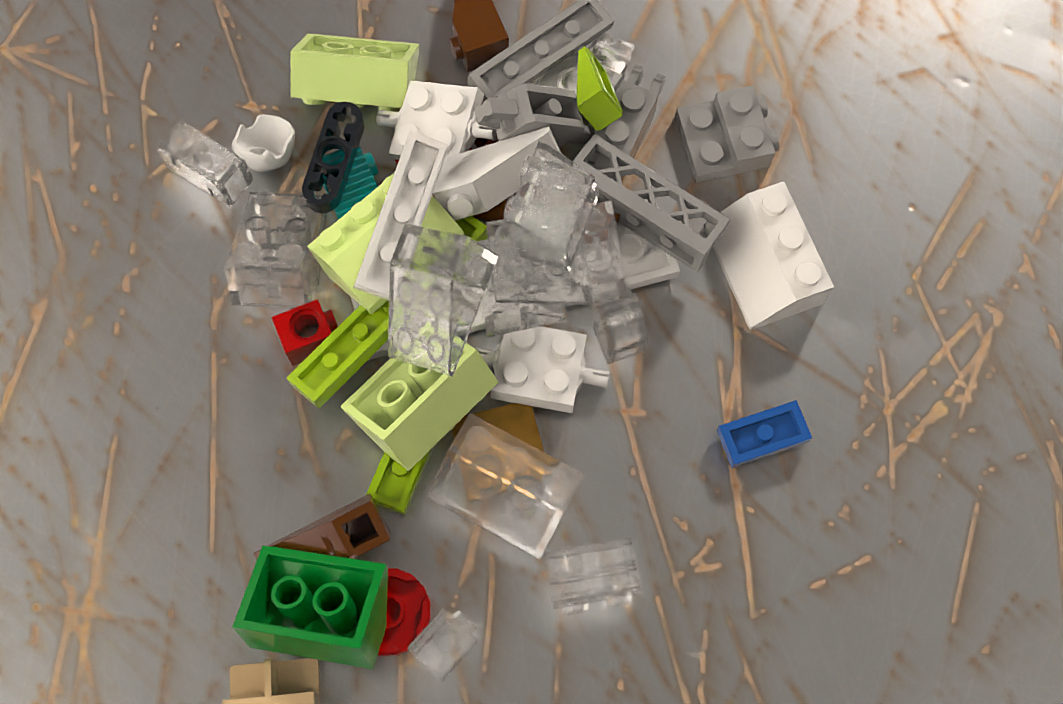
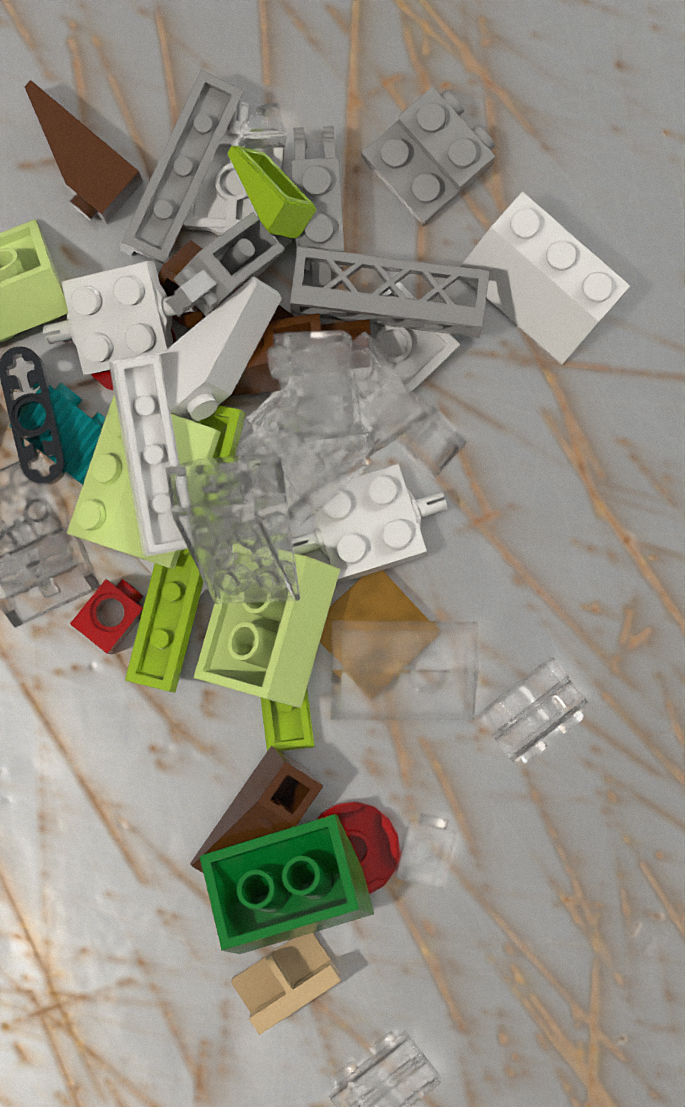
camera: 25 degrees left, 15 degrees up
(764, 434) = (630, 475): blue plate -> none

